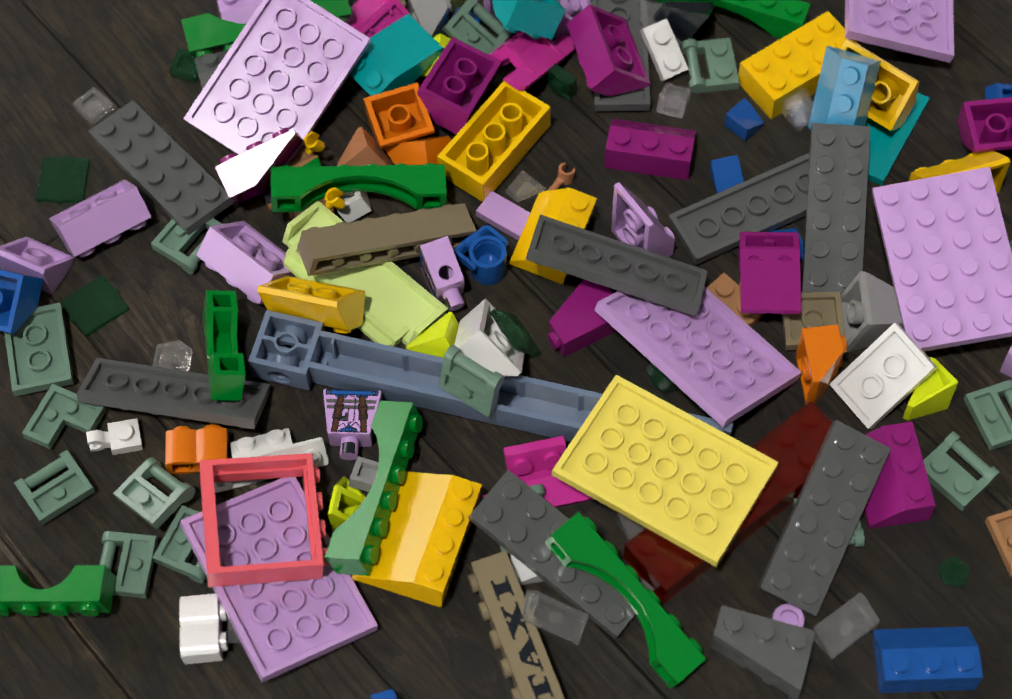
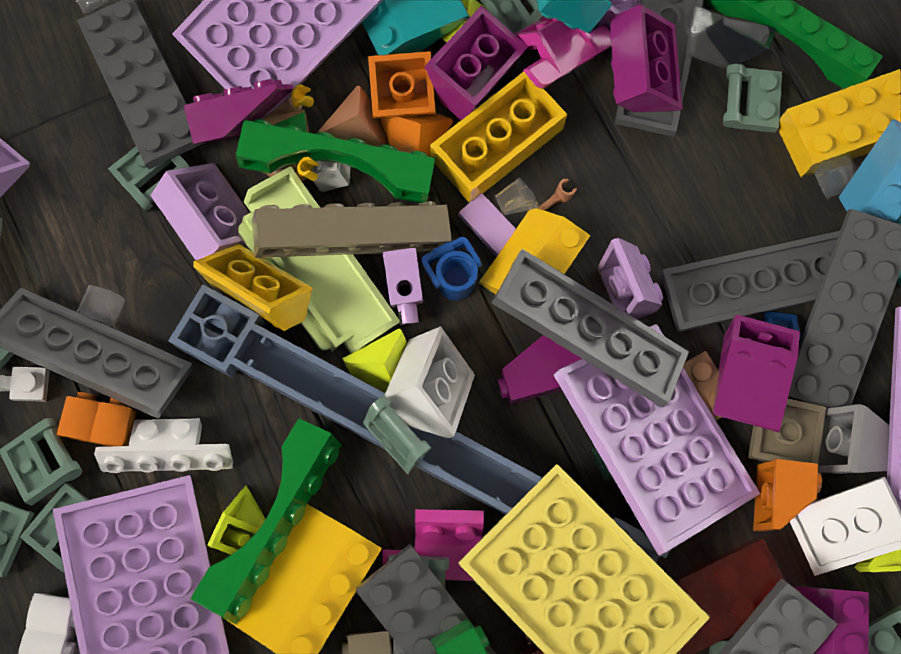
camera: 10 degrees right, 15 degrees up
(62, 180) = (39, 69): clear green piece -> none
(94, 305) = (36, 223): clear green piece -> none
(101, 218) = (62, 126): lavender slope -> none
(224, 362) = (148, 314): green arch -> none
(254, 469) = (80, 520): coral window -> none
(350, 419) = (264, 426): torso -> none
(363, 474) = (263, 495): light grey plate -> none
(516, 332) = (463, 372): clear green piece -> none
(562, 82) = (587, 83): clear green plate -> none
(649, 149) = (664, 183): magenta slope -> none
(664, 49) = (707, 70): white plate -> none
(673, 100) = (702, 131): clear slope -> none
(725, 172) = (737, 234): blue slope -> none
(743, 120) = (772, 174): blue slope -> none

